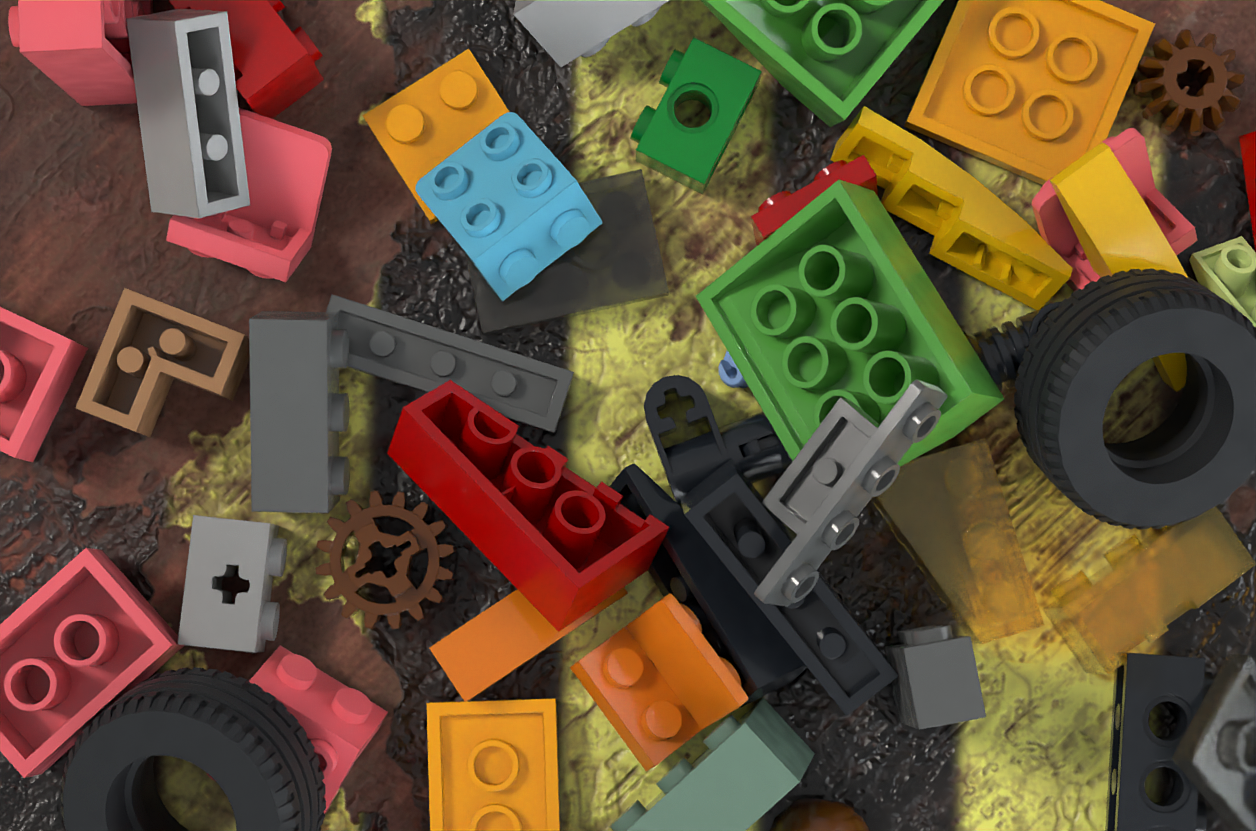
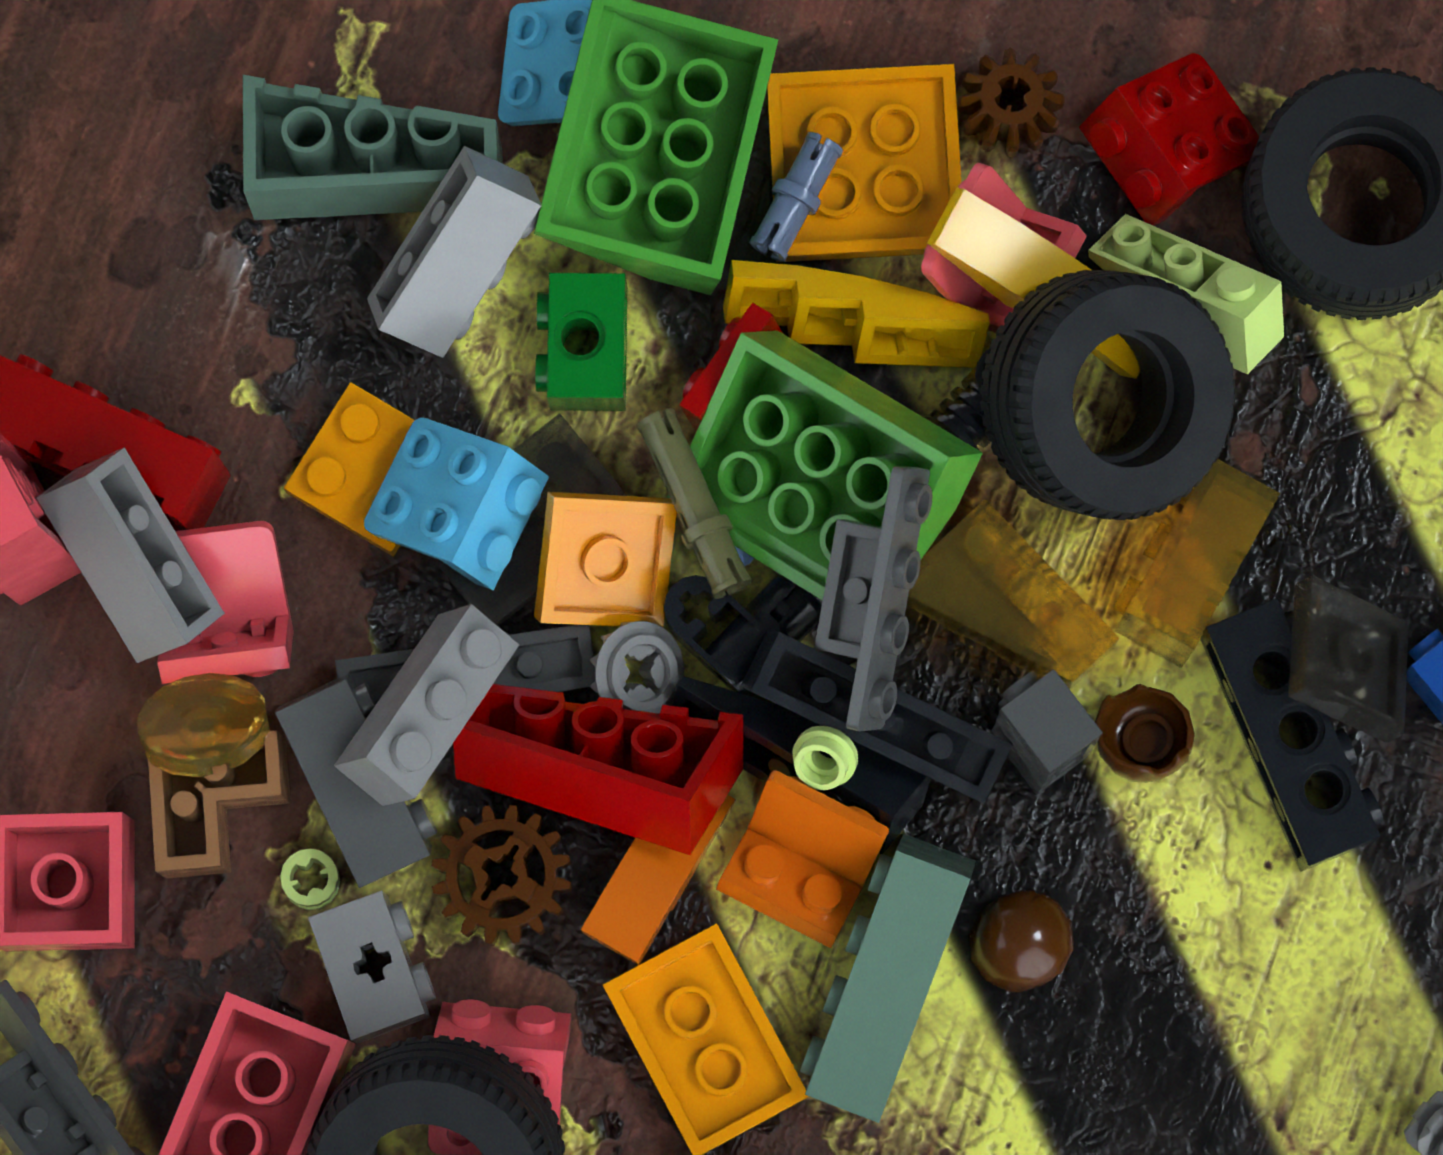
camera: 25 degrees left, 5 degrees down
(180, 297) = (203, 724): none -> clear yellow tile
(220, 459) = (316, 897): none -> yellowish green bush
(387, 380) = (426, 705): none -> light grey brick
(616, 323) = (604, 559): none -> light orange plate
(617, 445) = (661, 667): none -> light grey gear
(720, 310) = (703, 524): none -> olive pin
(722, 605) = (818, 770): none -> yellowish green plate
(951, 76) = (796, 196): none -> sand blue pin
(1024, 719) = (1144, 733): none -> reddish brown hair

